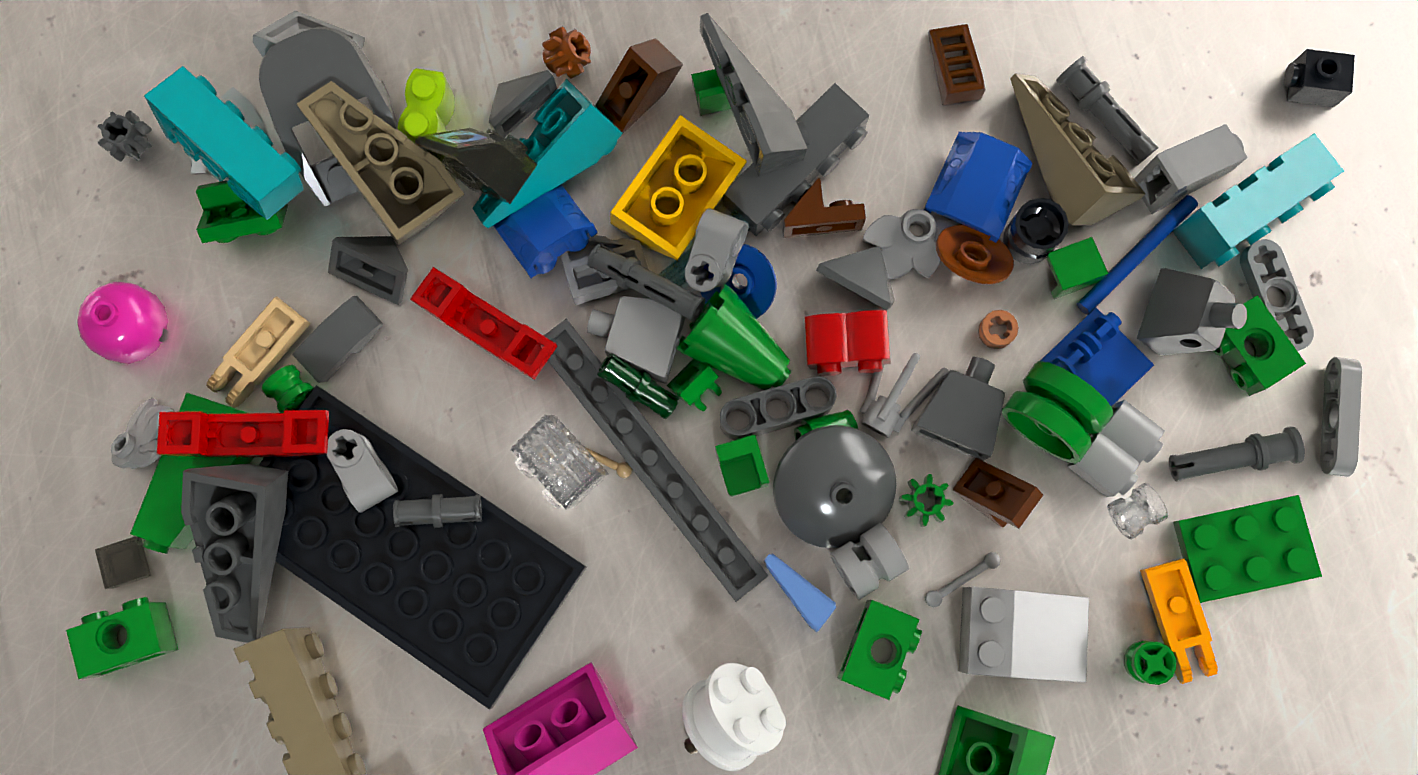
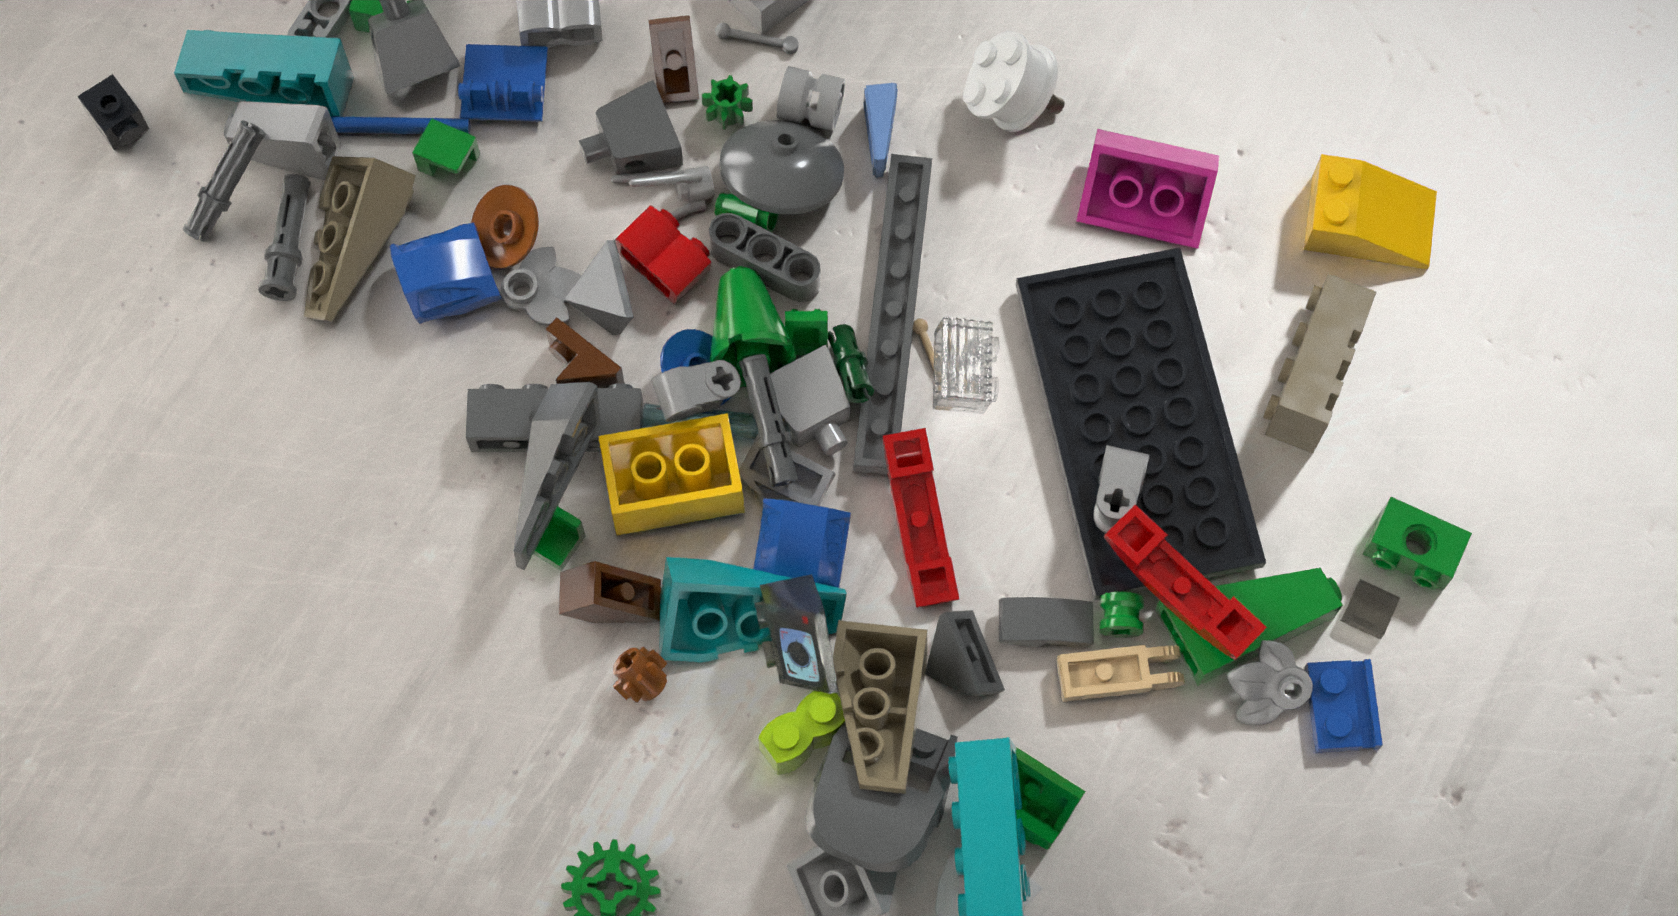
camera: 140 degrees left, 10 degrees down
(86, 475) = (1343, 706): none -> blue plate
(122, 322) = (1209, 803): dark pink cylinder -> none
(237, 534) = (1262, 522): dark grey wedge -> none
(437, 511) = (1088, 406): dark grey pin -> none
(519, 99) = (717, 680): dark grey slope -> none
(742, 465) = (831, 244): green panel -> none
(859, 666) = (855, 60): green brick -> none
(963, 91) = (350, 358): reddish brown slope -> none
(994, 341) = (542, 155): nougat bush -> none
(1036, 230) = (443, 196): black wheel -> none
(1057, 411) = (574, 64): green wheel -> none
(1184, 84) = (216, 195): none -> dark grey pin

